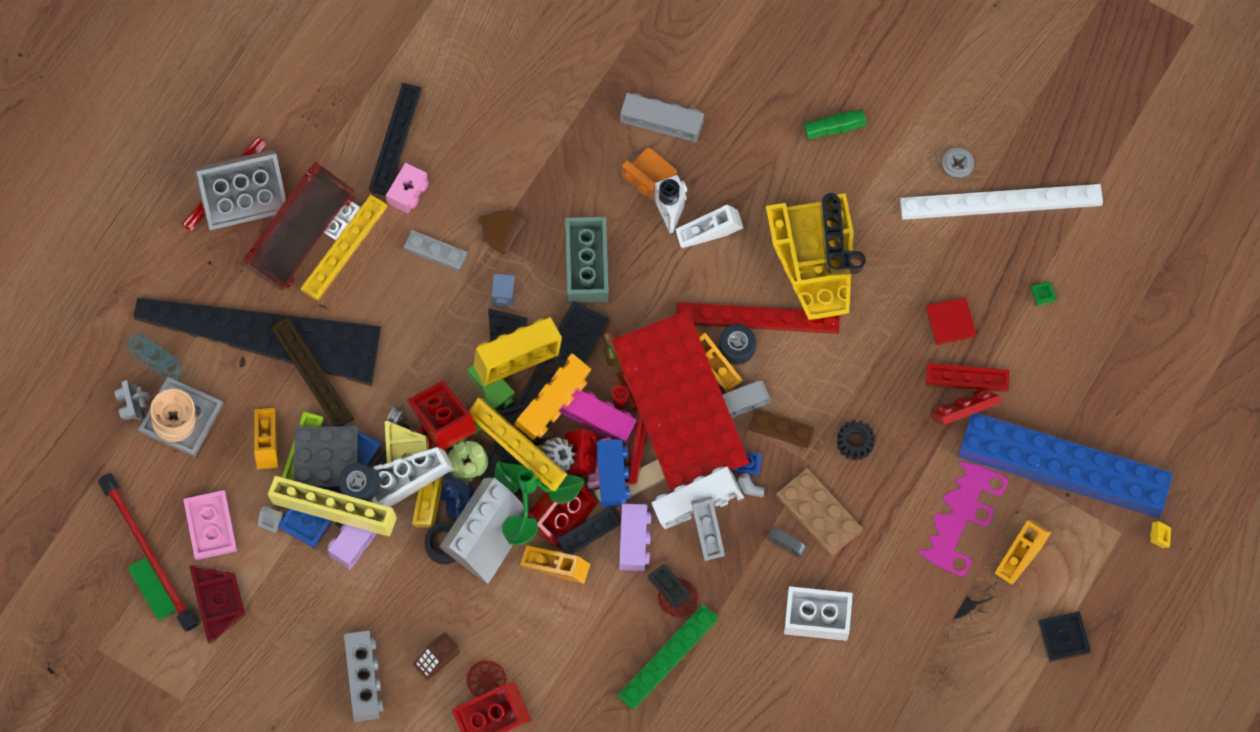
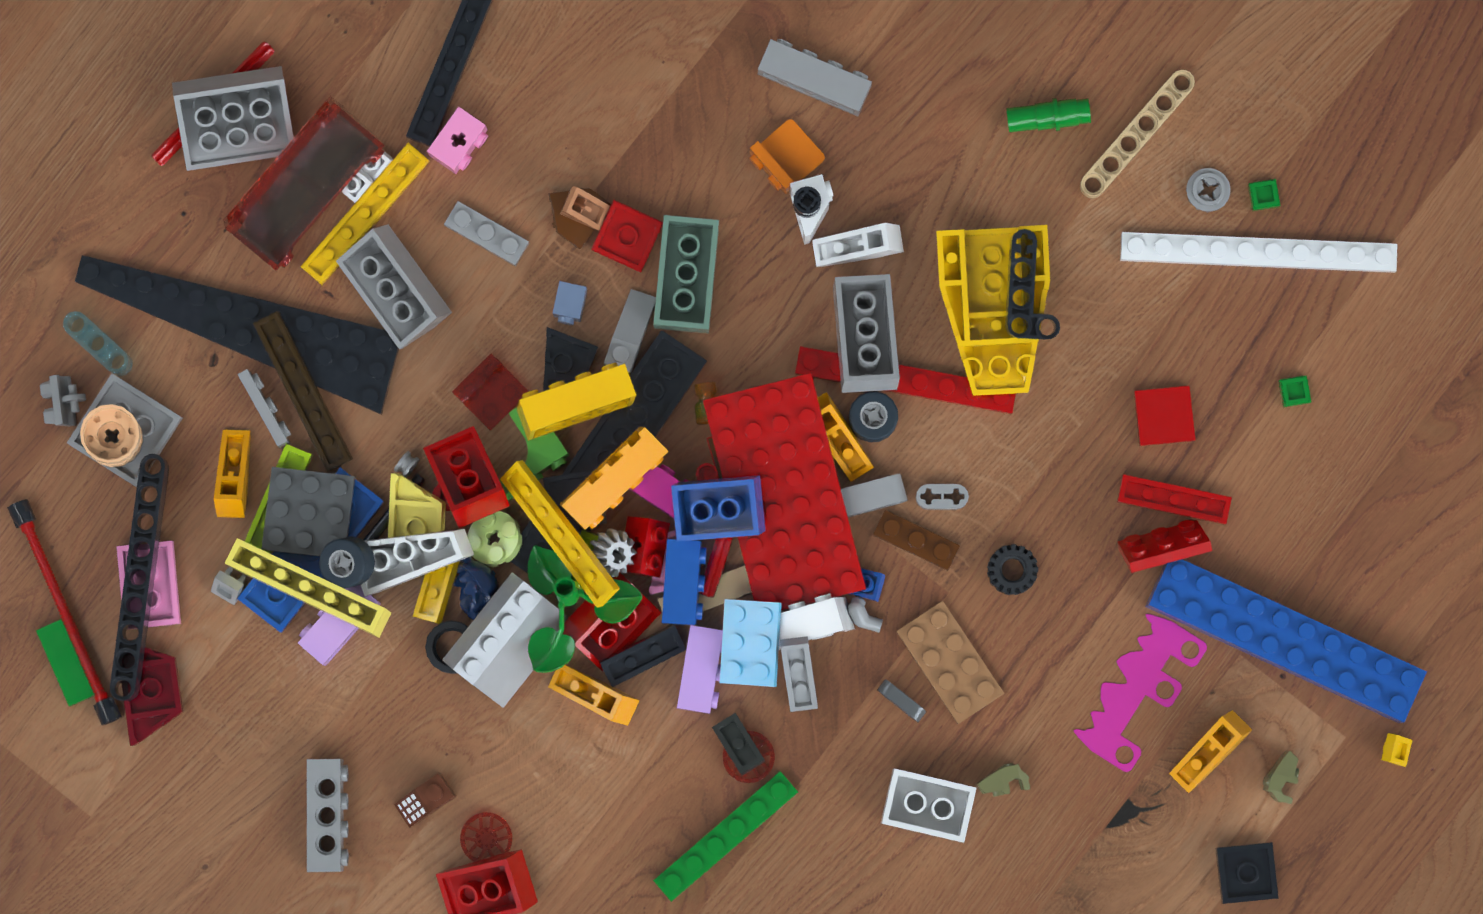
camera: 10 degrees right, 15 degrees up
(203, 526) = (145, 590): none -> black beam
(285, 388) = (265, 408): none -> light grey plate
(371, 292) = (393, 286): none -> light grey slope
(450, 359) = (490, 391): none -> clear red hinge
(506, 221) = (584, 208): none -> nougat slope
(539, 240) = (627, 236): none -> red plate
(551, 300) = (630, 330): none -> light grey slope
(632, 411) = (718, 508): none -> blue brick
(668, 509) = (750, 642): none -> medium azure plate
(724, 283) = (866, 333): none -> light grey brick
(794, 391) = (942, 489): none -> light grey beam
(869, 590) = (998, 781): none -> olive hand
(899, 130) = (1134, 131): none -> tan beam
(998, 162) = (1264, 195): none -> green tile
(1079, 562) = (1282, 772): none -> olive hand

